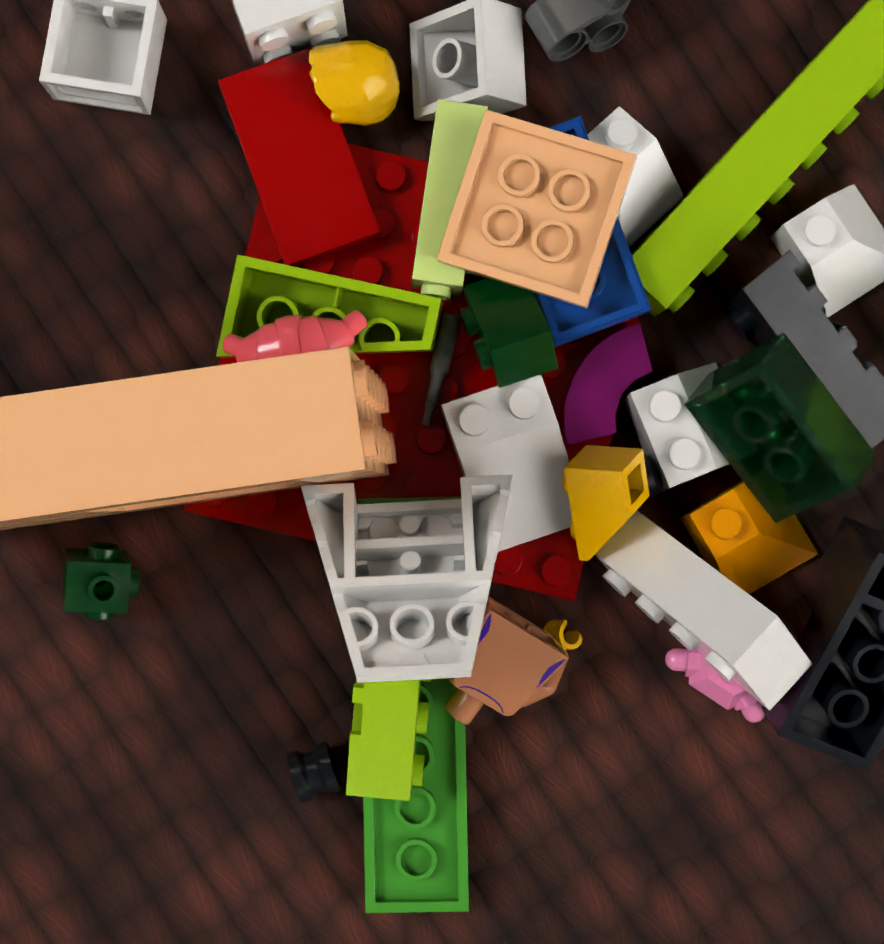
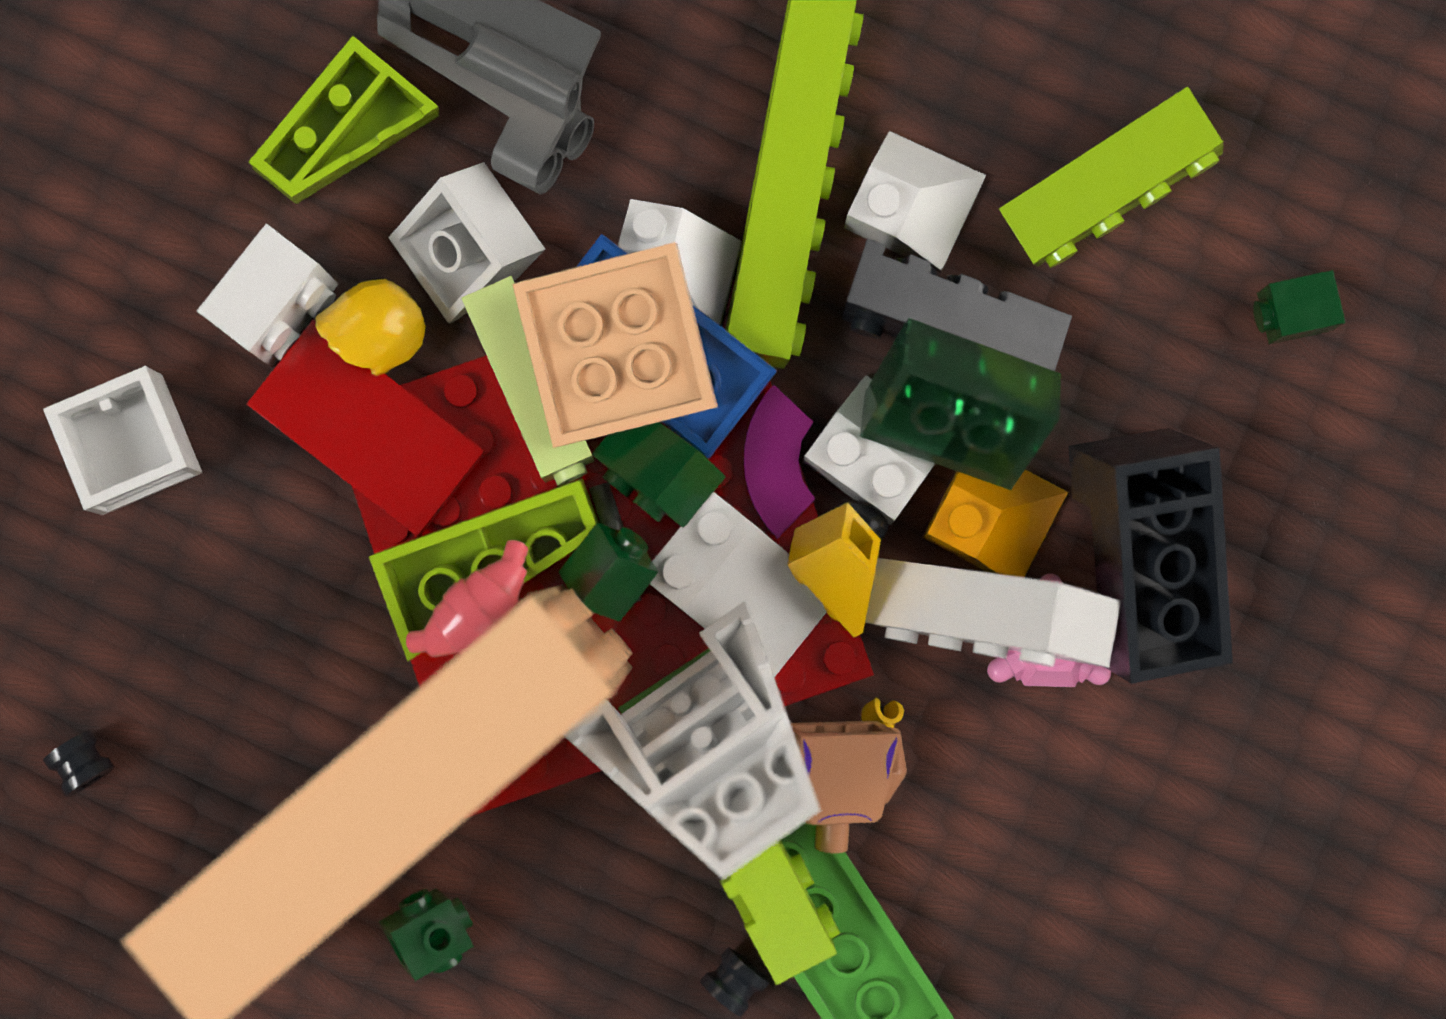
camera: 20 degrees left, 0 degrees up
(420, 384) = (609, 570): none -> dark green brick

